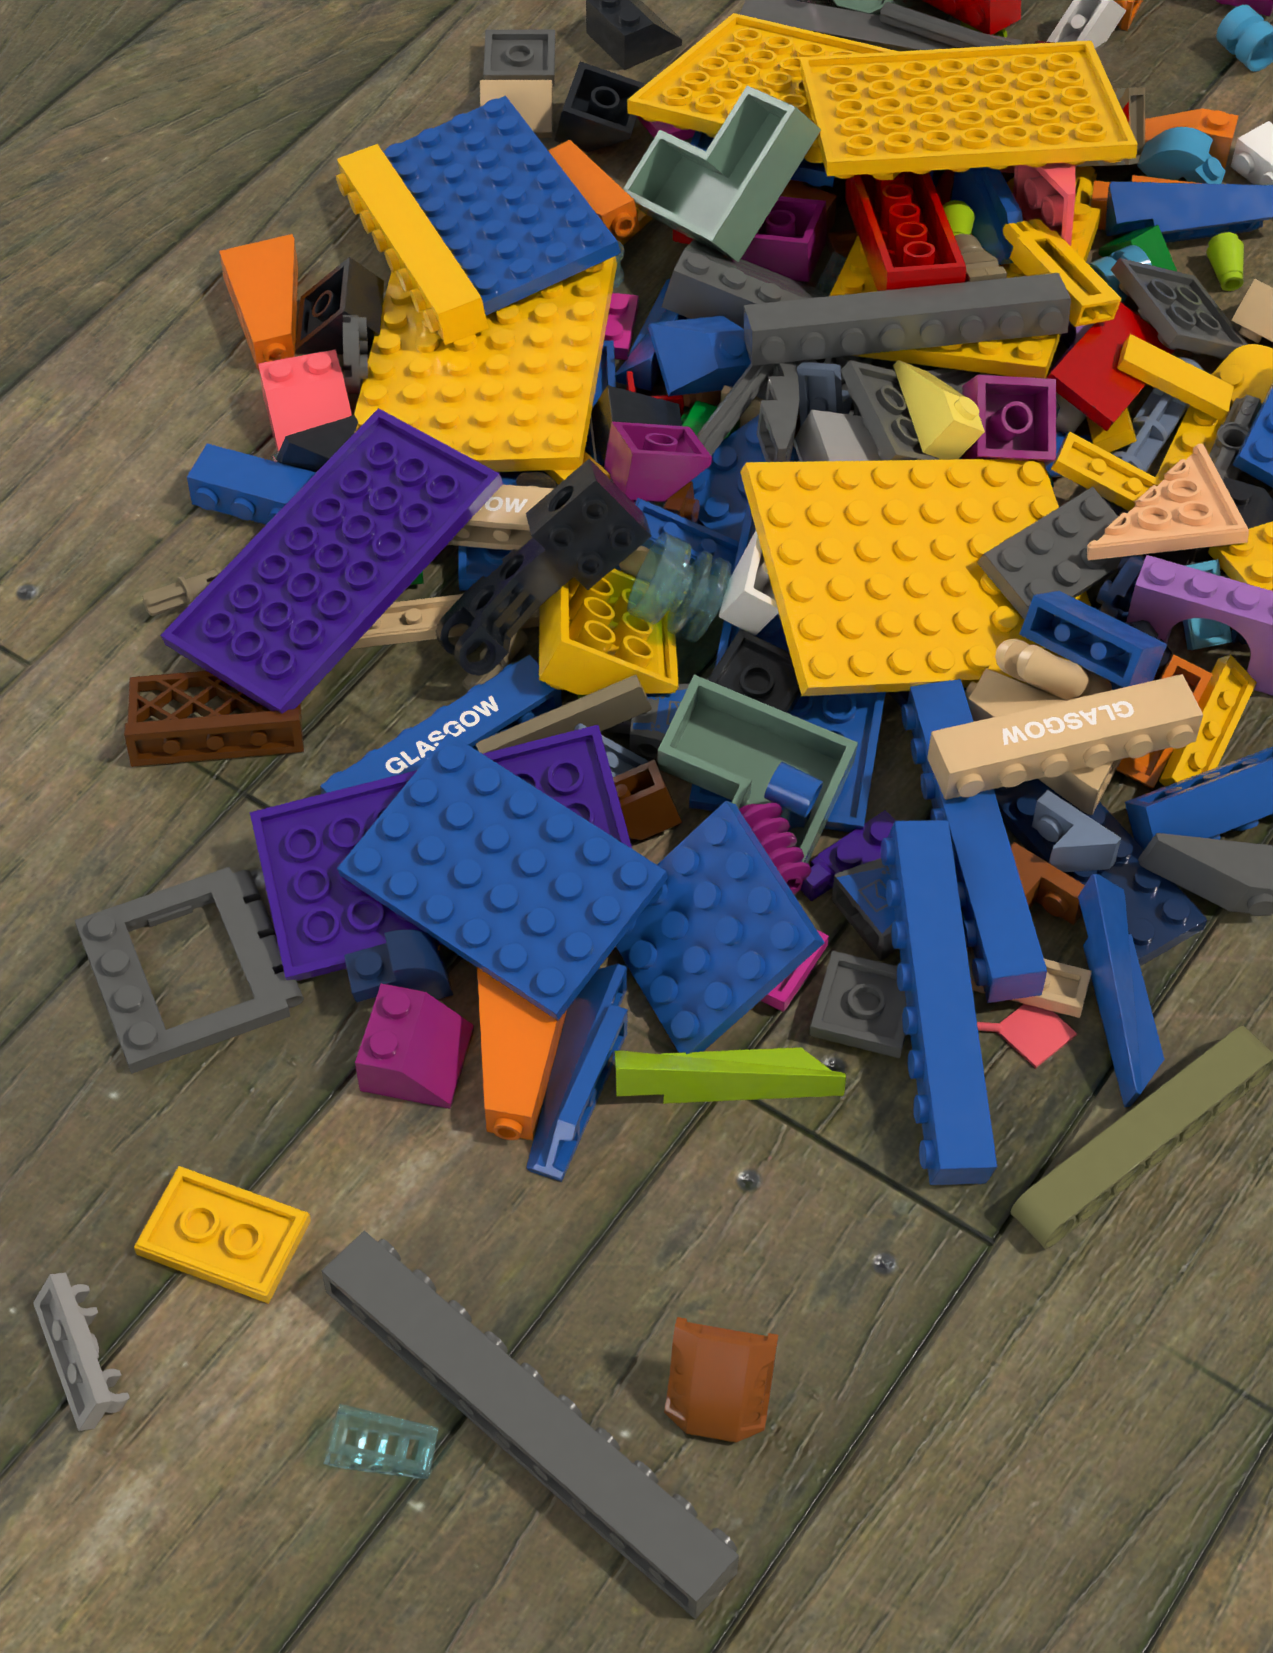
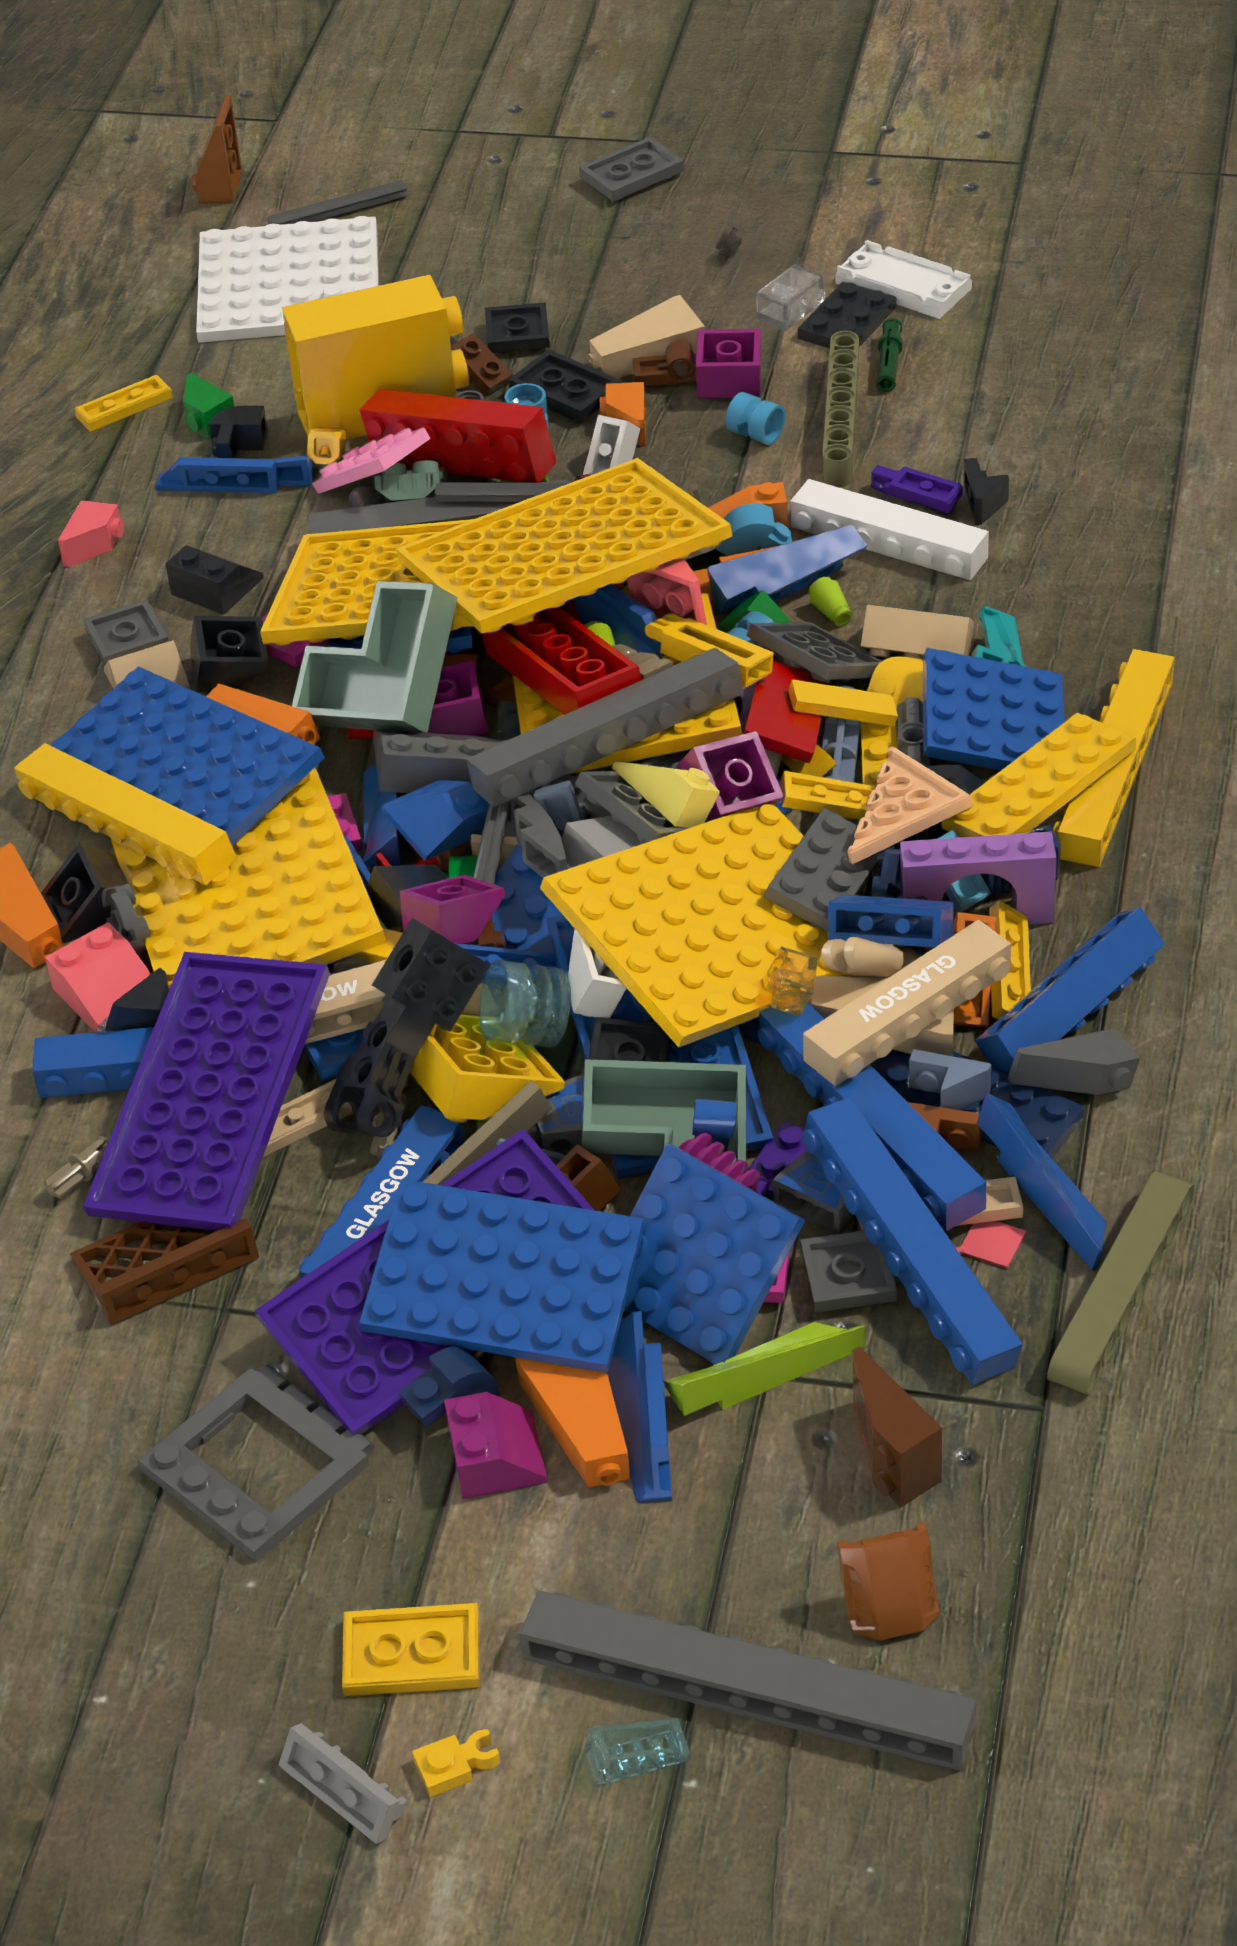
camera: 20 degrees left, 10 degrees down
(191, 1374) = (449, 1764): none -> yellow plate
(811, 1223) = (897, 1433): none -> reddish brown slope
(954, 667) = (792, 980): none -> clear yellow brick

